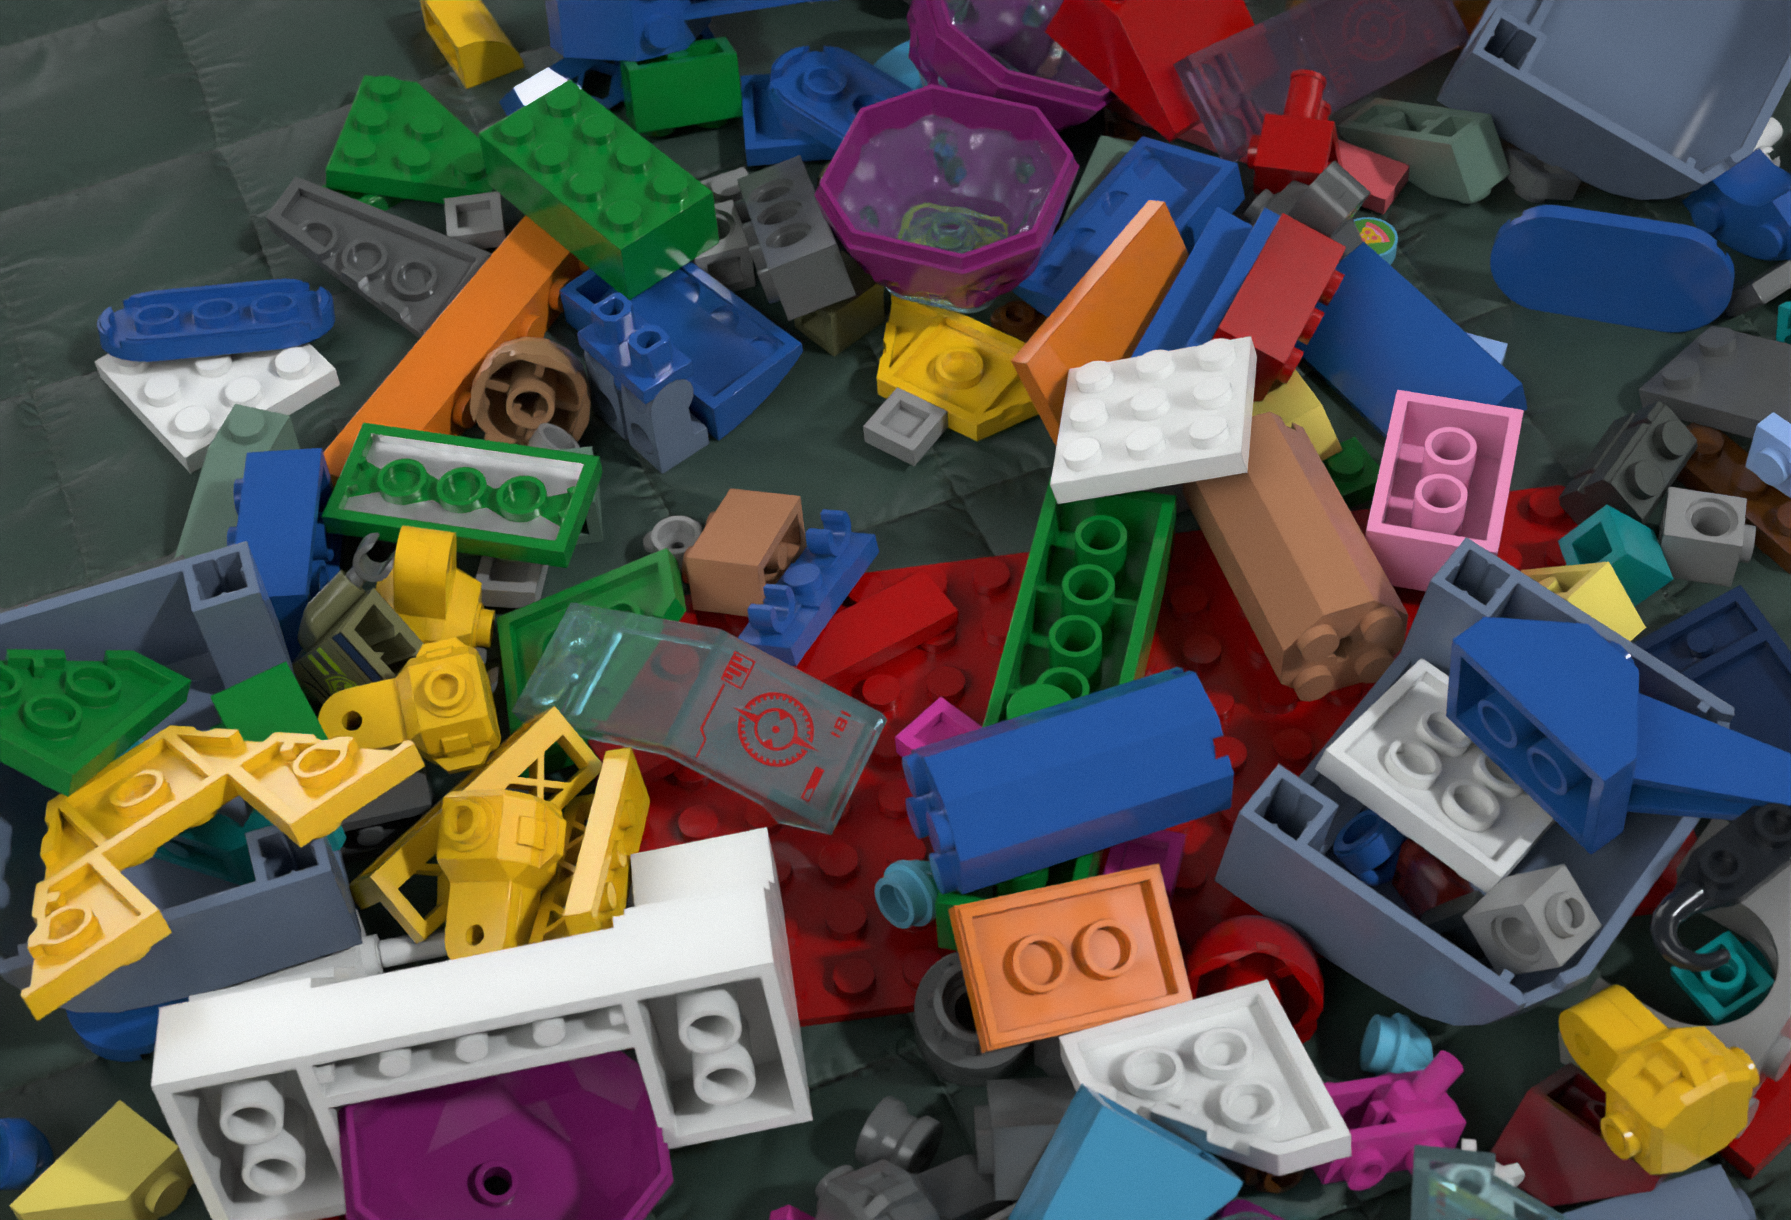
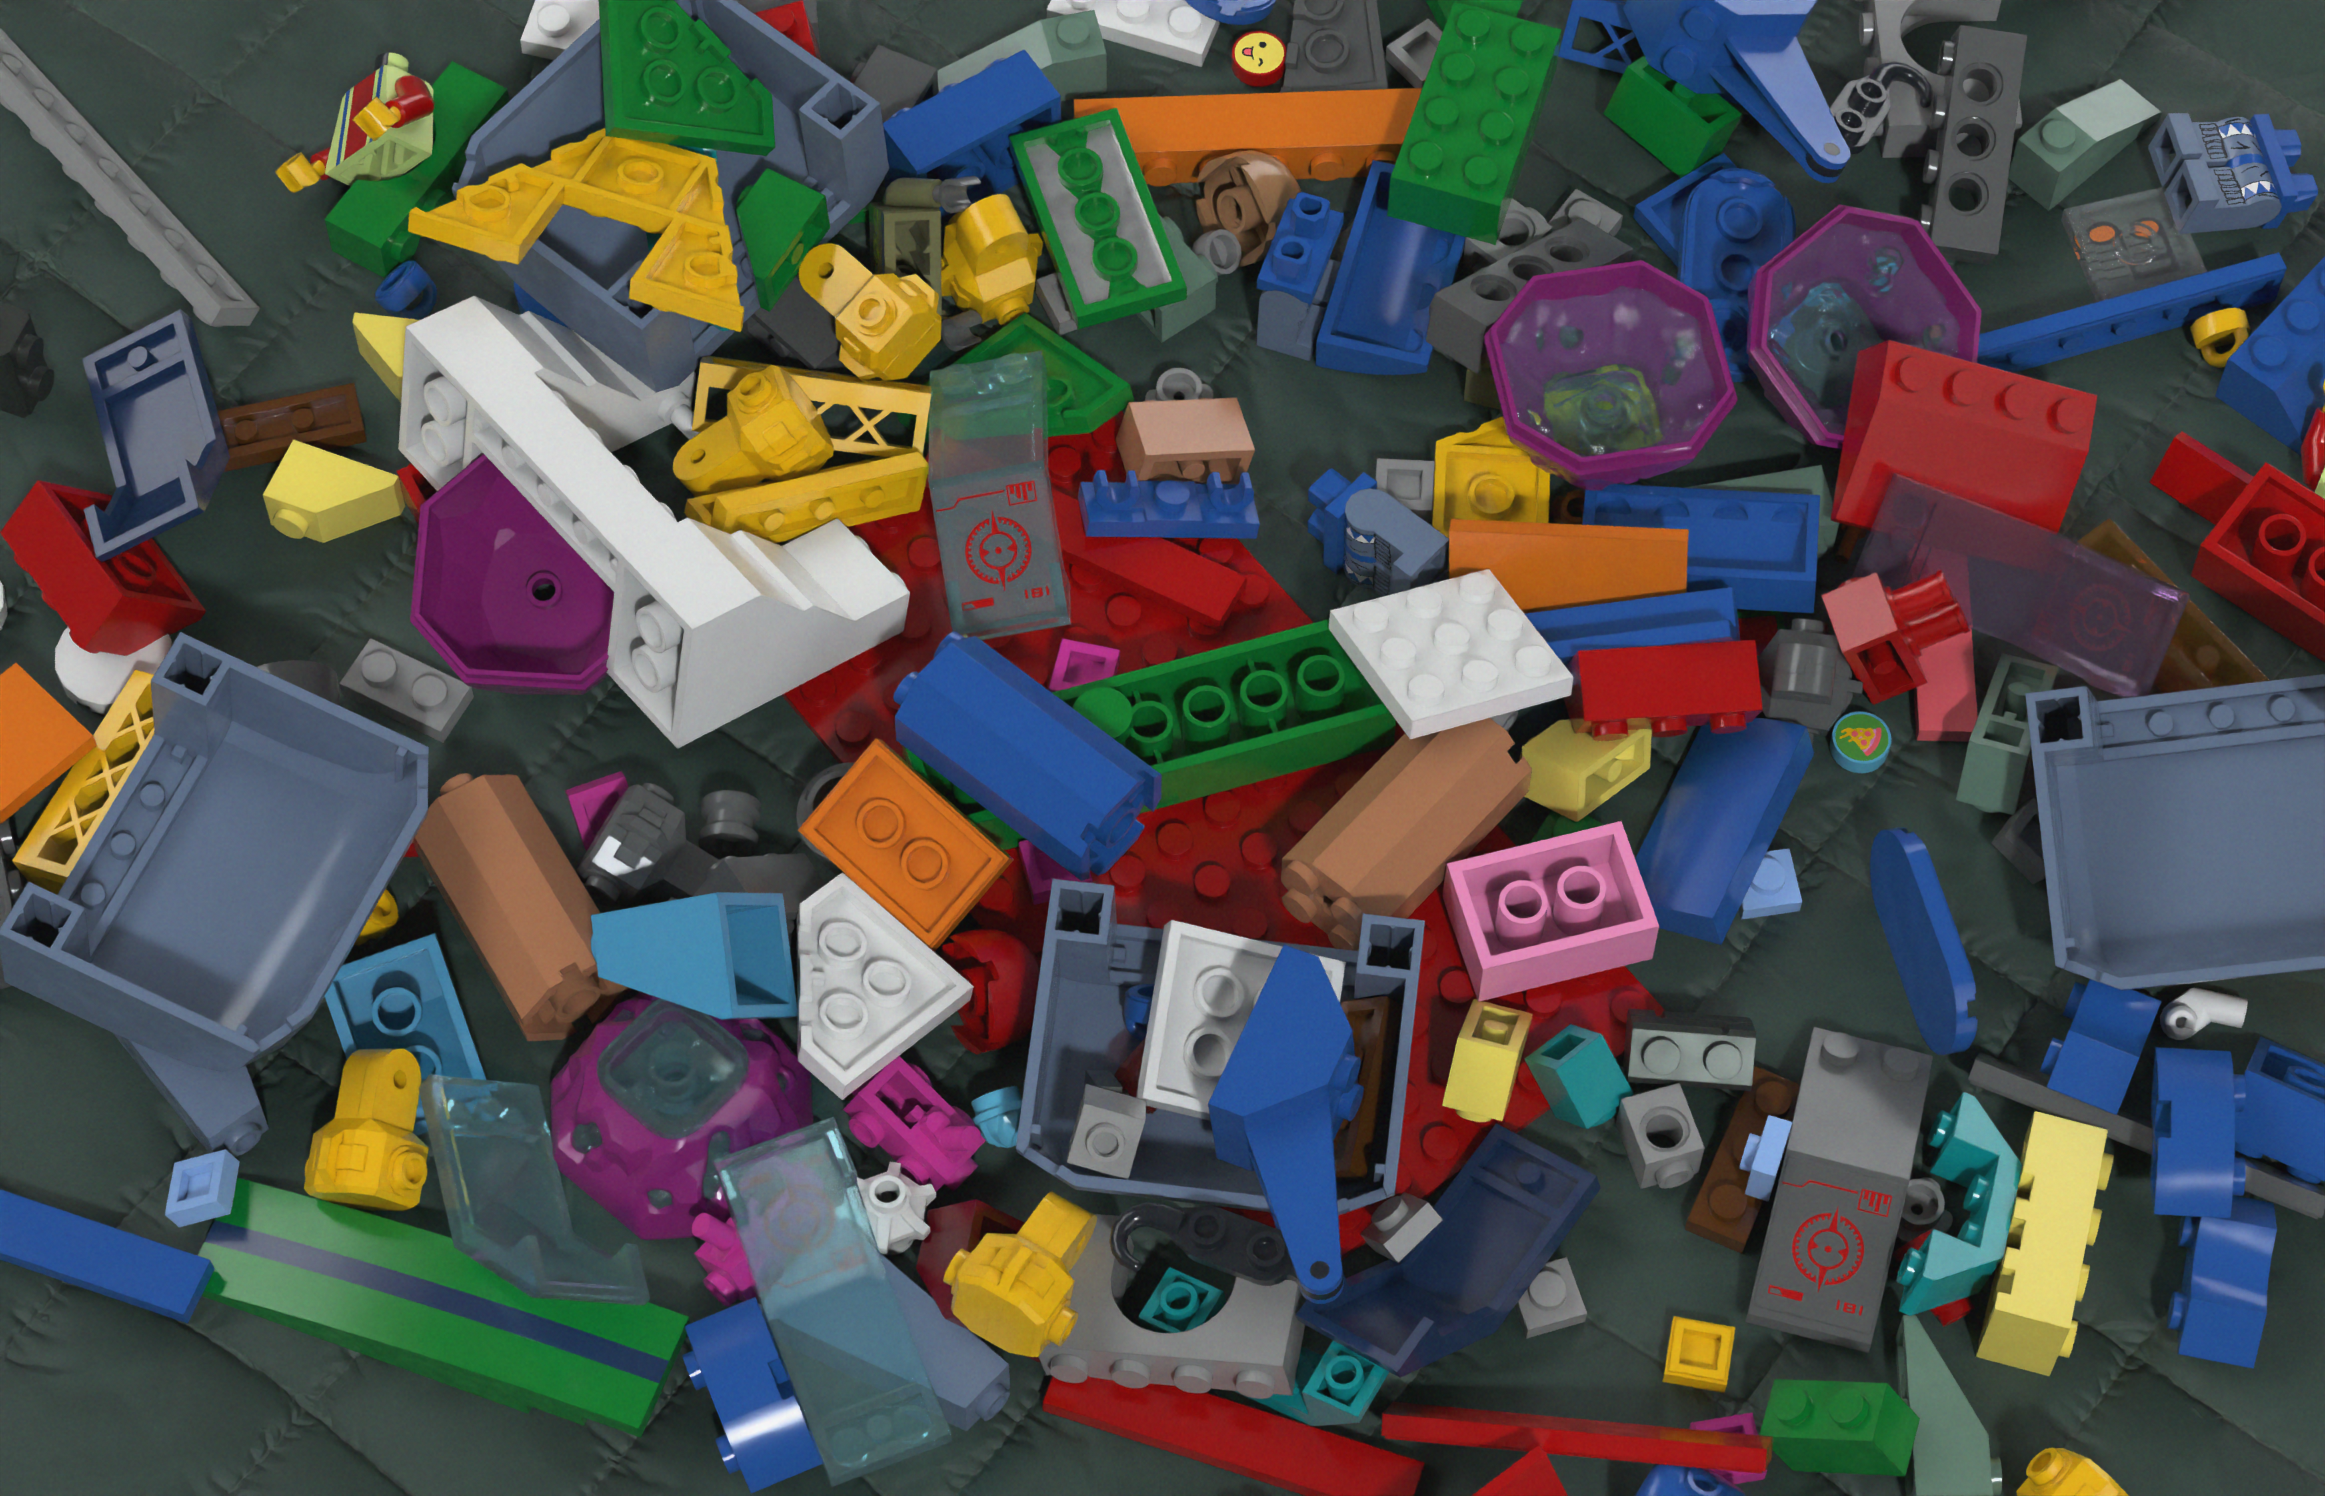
camera: 55 degrees right, 10 degrees up
(372, 336) = (1258, 58): none -> tile
(965, 454) = (1374, 536): none -> sand blue hips

